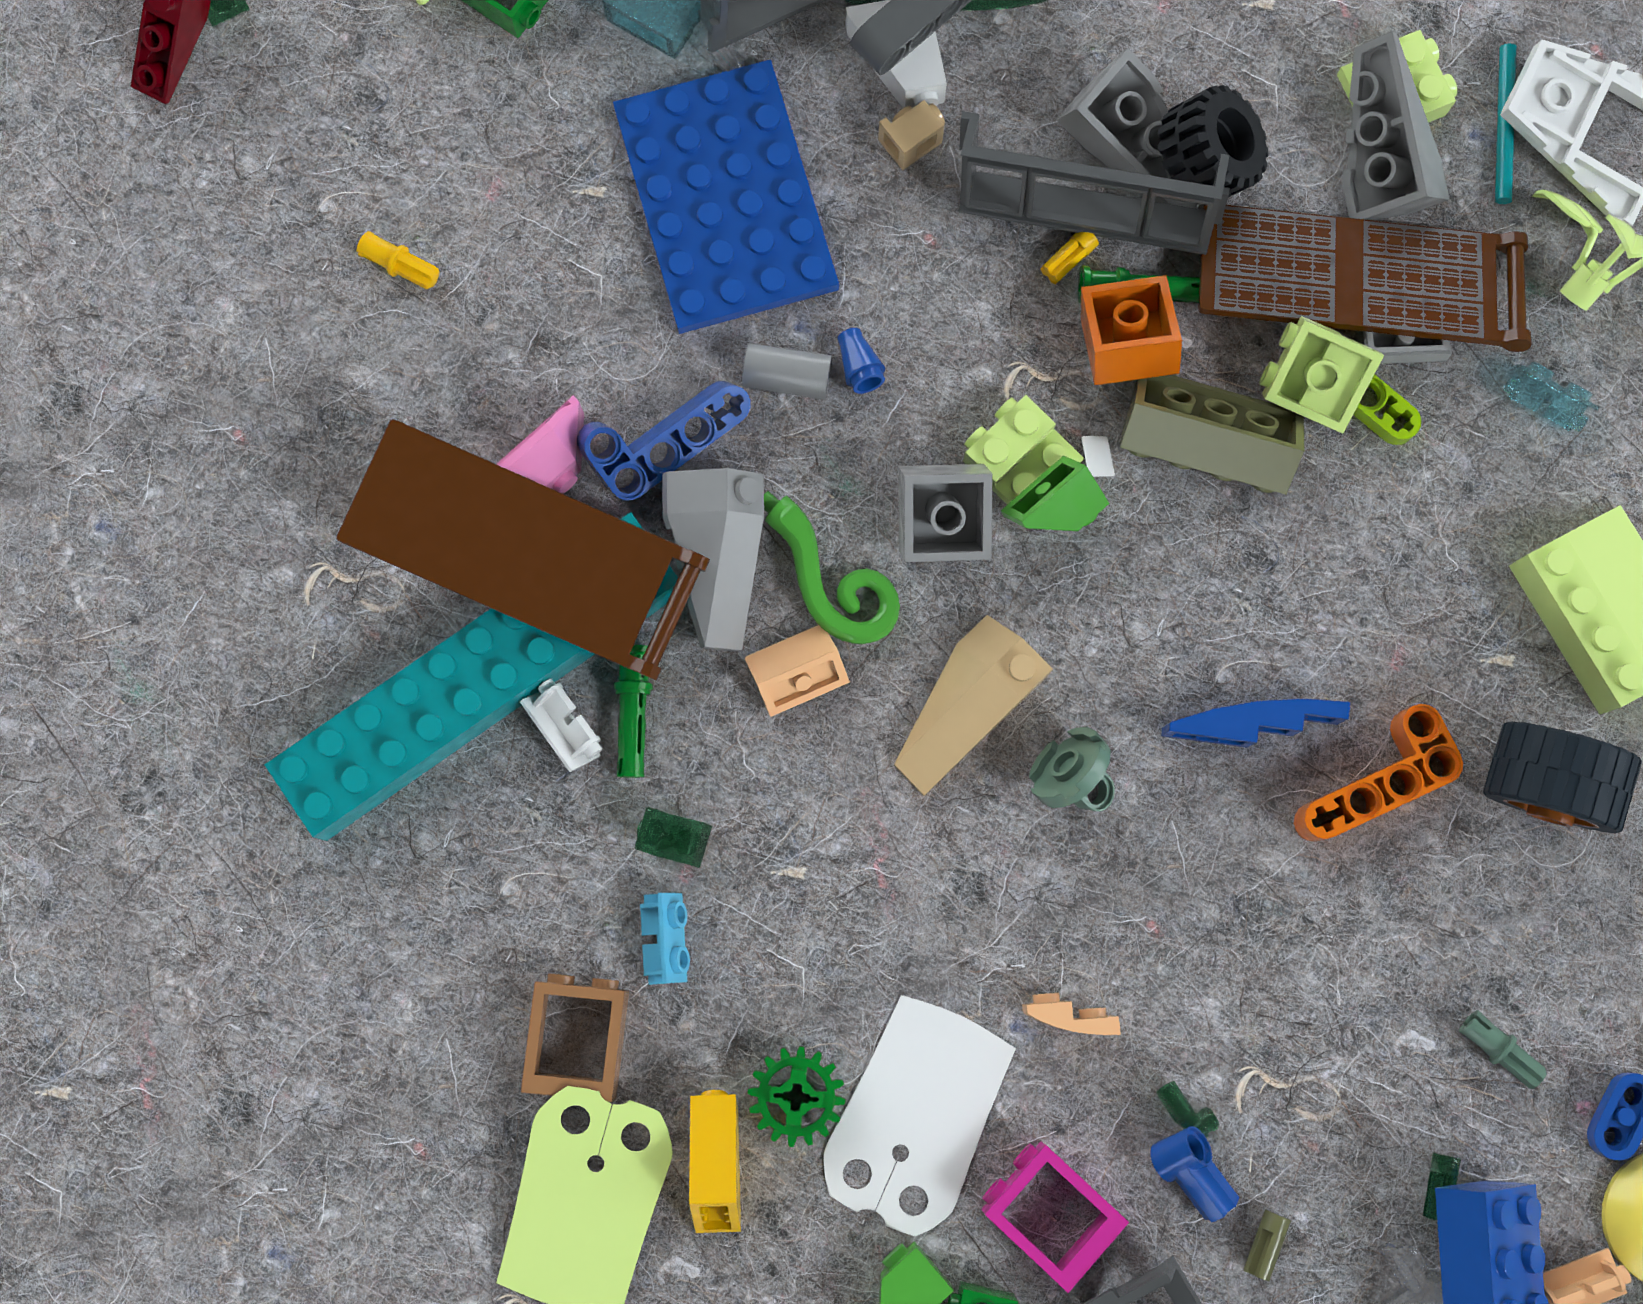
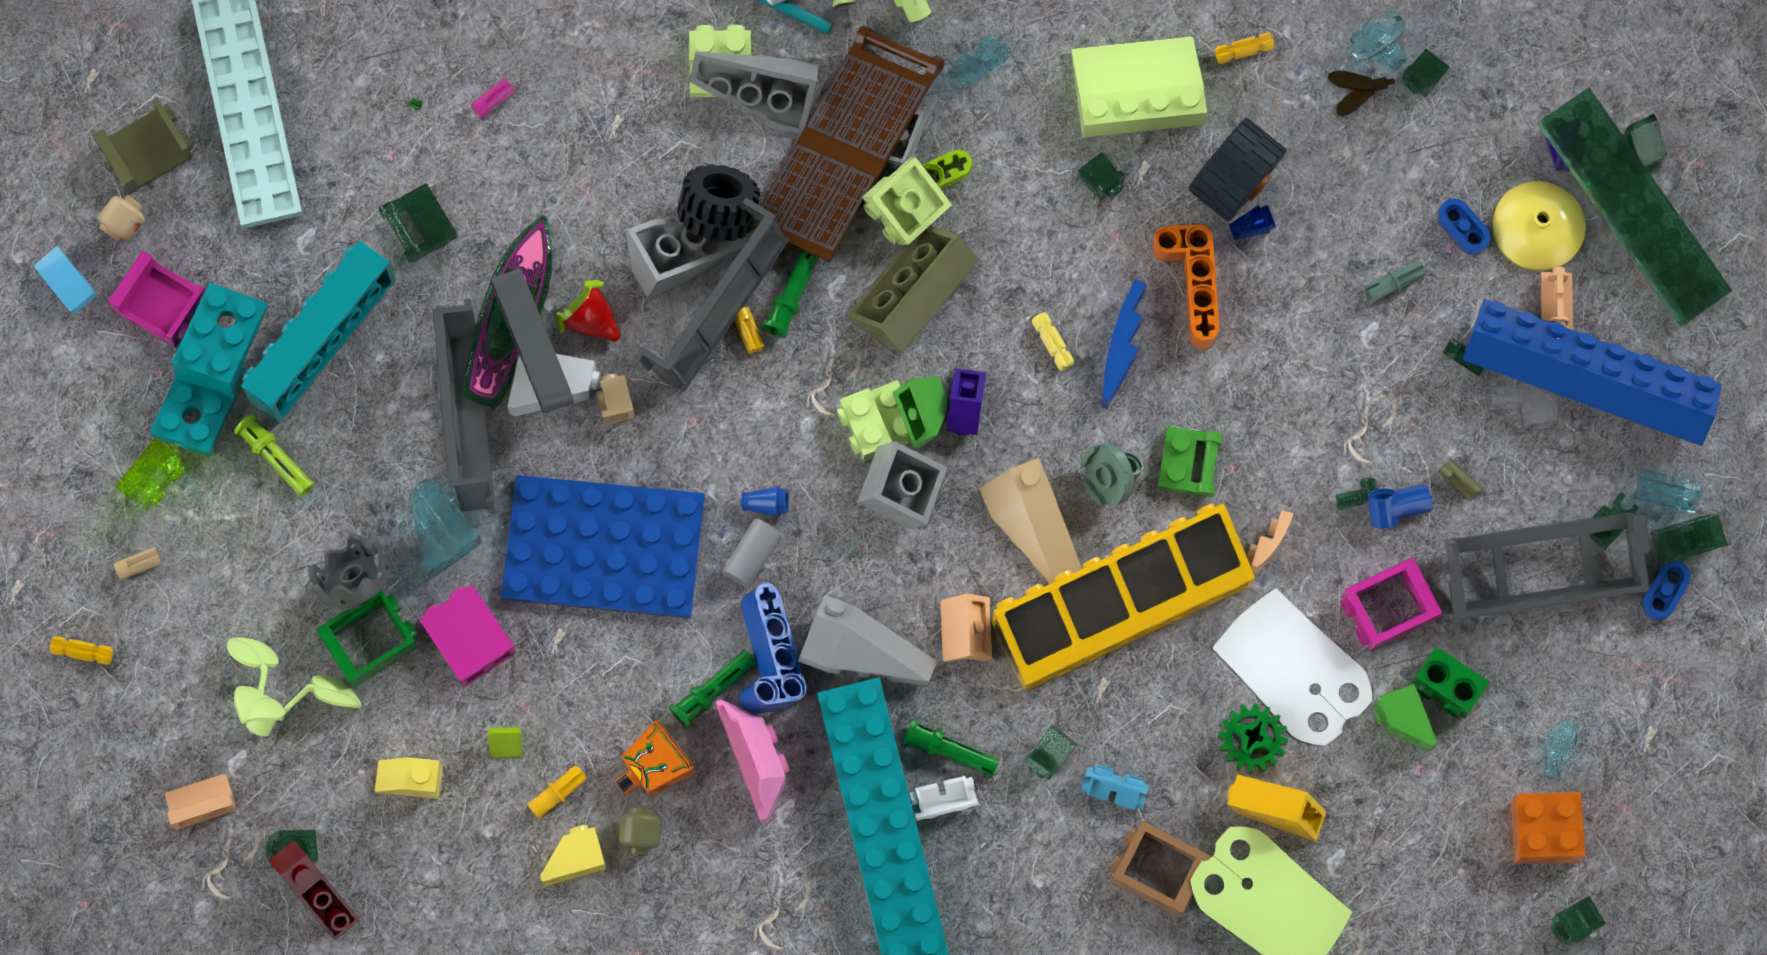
camera: 70 degrees left, 5 degrees down
(325, 311) = (574, 856): none -> light yellow slope
(351, 91) = (409, 777): none -> light yellow slope
(382, 373) = (639, 830): none -> olive head
(437, 178) = (505, 742): none -> lime slope
(476, 357) = (654, 763): none -> orange torso
(517, 546) = (816, 772): reddish brown flag -> none
(546, 79) = (467, 635): none -> dark pink panel
(580, 381) = (702, 697): none -> green pin
(797, 530) = (873, 590): bright green plant -> none
(917, 851) = (1122, 596): none -> window
(1006, 60) = (590, 314): none -> red hat
(1091, 552) = (965, 402): none -> dark purple slope
(1098, 456) = (898, 370): white sticker -> none
(1130, 330) = (824, 311): orange brick -> none
(1136, 854) = (1179, 460): none -> bright green plate
(1220, 631) = (1052, 341): none -> light yellow axle
(1467, 610) = (1102, 177): none -> clear green bracket
(1496, 829) = (1253, 223): none -> clear blue cone

